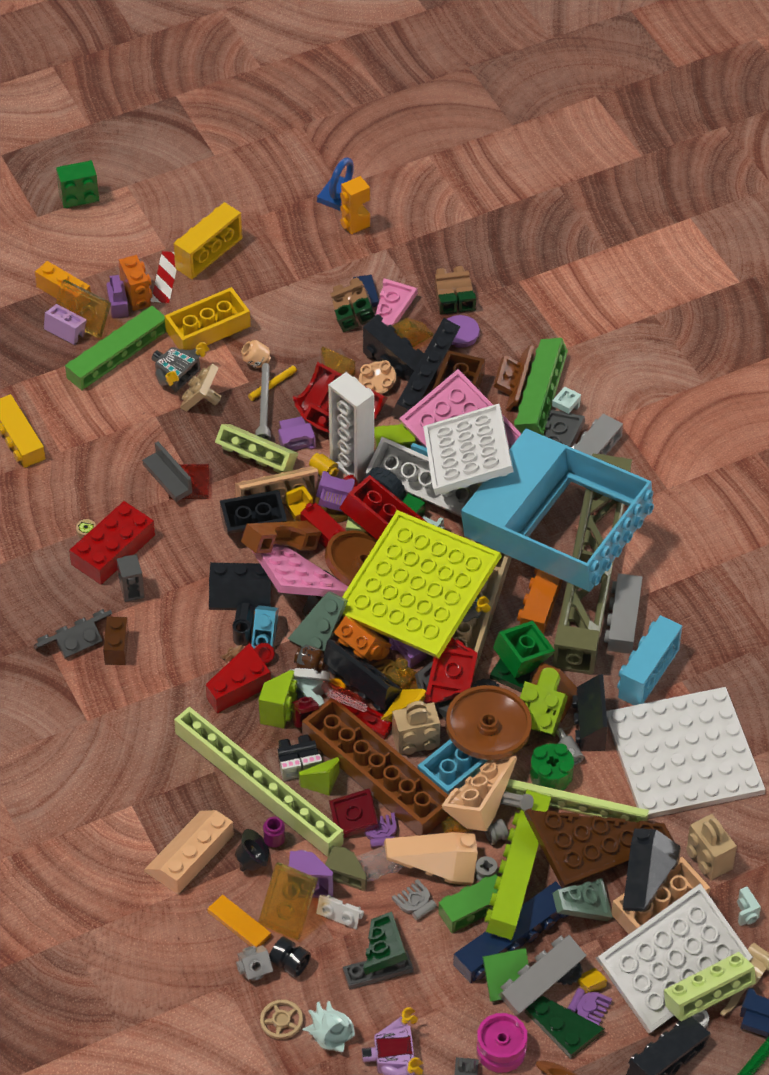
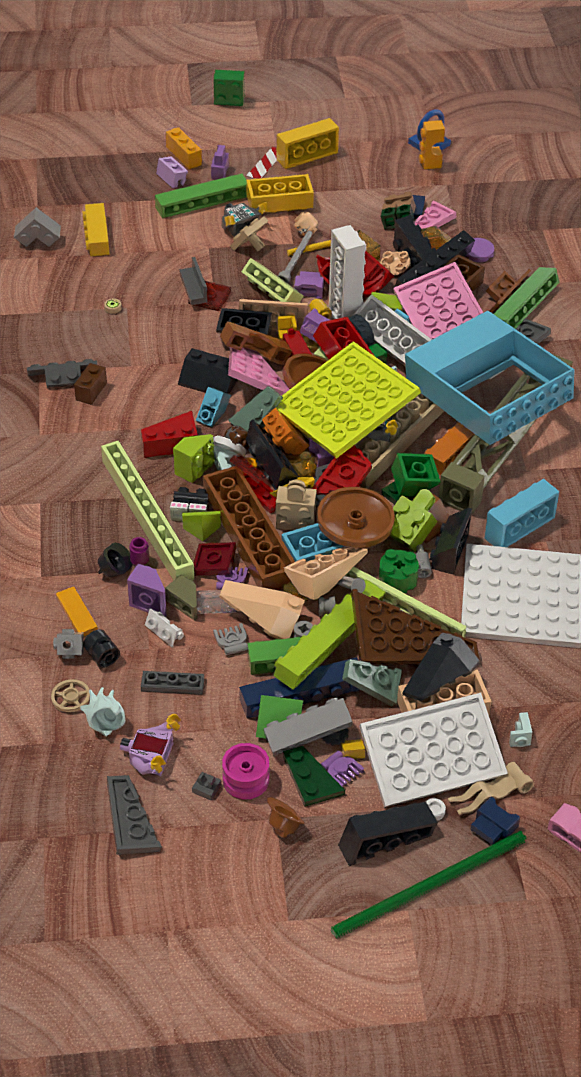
camera: 20 degrees right, 5 degrees down
(85, 305) = (191, 160): clear yellow tile -> none
(116, 536) = (125, 318): red brick -> none
(130, 578) = (124, 343): dark grey brick -> none
(135, 282) = (238, 155): orange brick -> none
(191, 850) = (67, 548): light nougat slope -> none
(243, 624) = (194, 400): black piece -> none
(265, 652) = (203, 424): red tile -> none
(287, 900) = (119, 603): clear yellow tile -> none
(302, 709) = (209, 466): dark red bracket -> none
(384, 944) = (186, 662): dark green wing -> none
(454, 289) = (488, 217): hips -> none
(467, 449) = (433, 315): white plate -> none
(567, 400) = (541, 314): light aqua bracket -> none
(601, 436) = (561, 344): light grey brick -> none
(624, 614) = (518, 473): light grey brick -> none
(709, 986) = (453, 782): yellowish green brick -> none
(711, 847) = (508, 671): tan brick -> none

